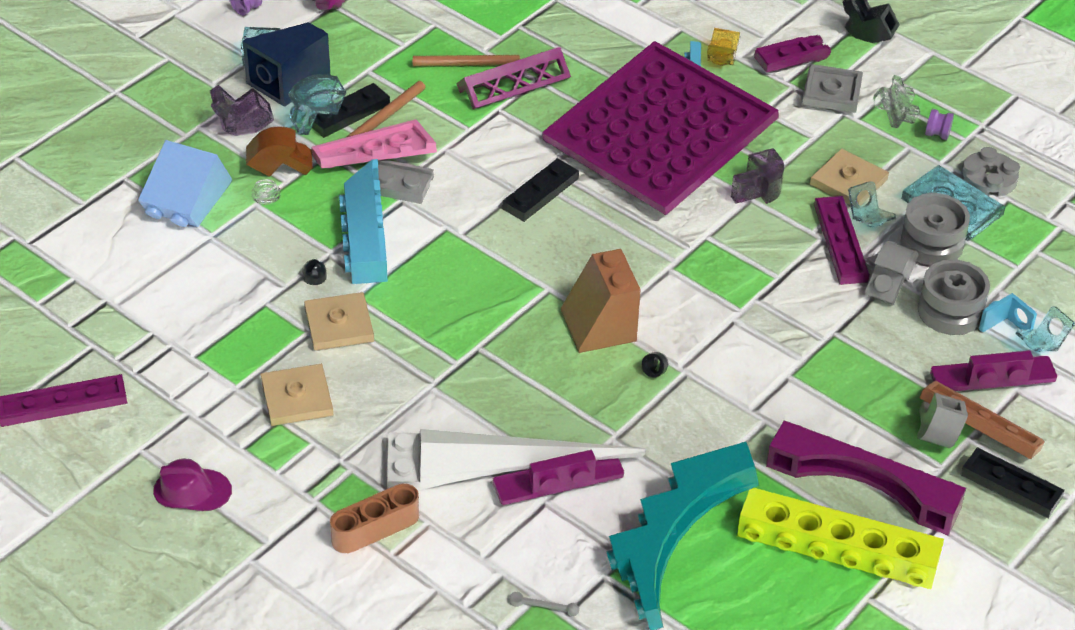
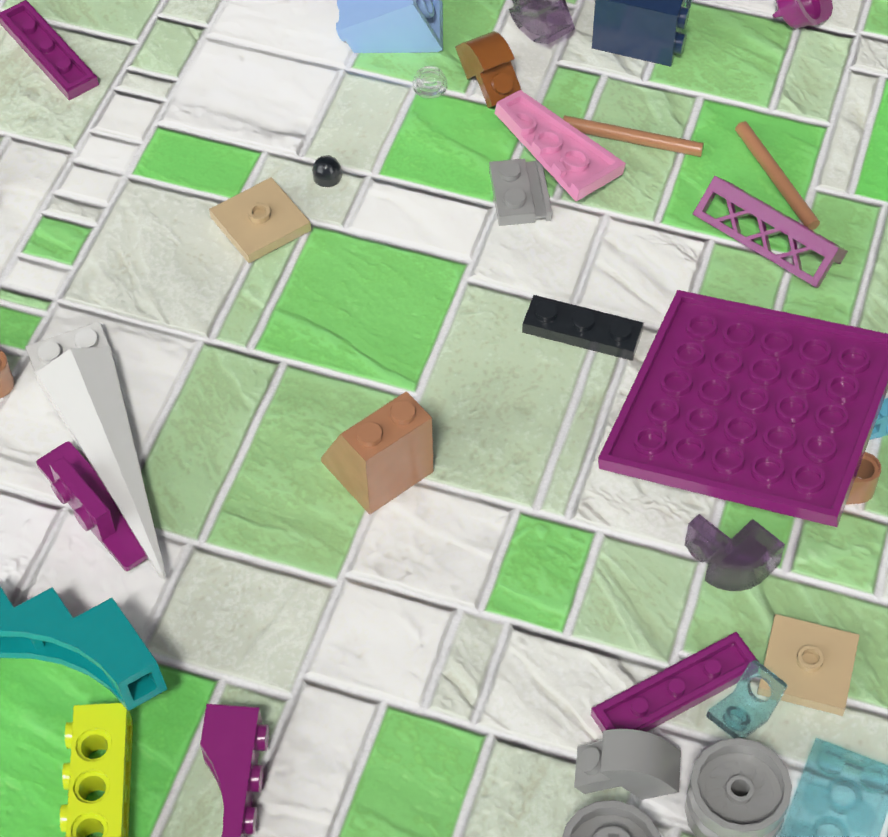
camera: 70 degrees right, 10 degrees up
(296, 394) = (131, 225): tan plate -> none
(313, 96) = (585, 56): clear light blue brick -> none
(353, 108) = (615, 101): black plate -> none
(364, 226) = (408, 186): medium azure wedge -> none
(650, 363) = (325, 543): black hinge -> none

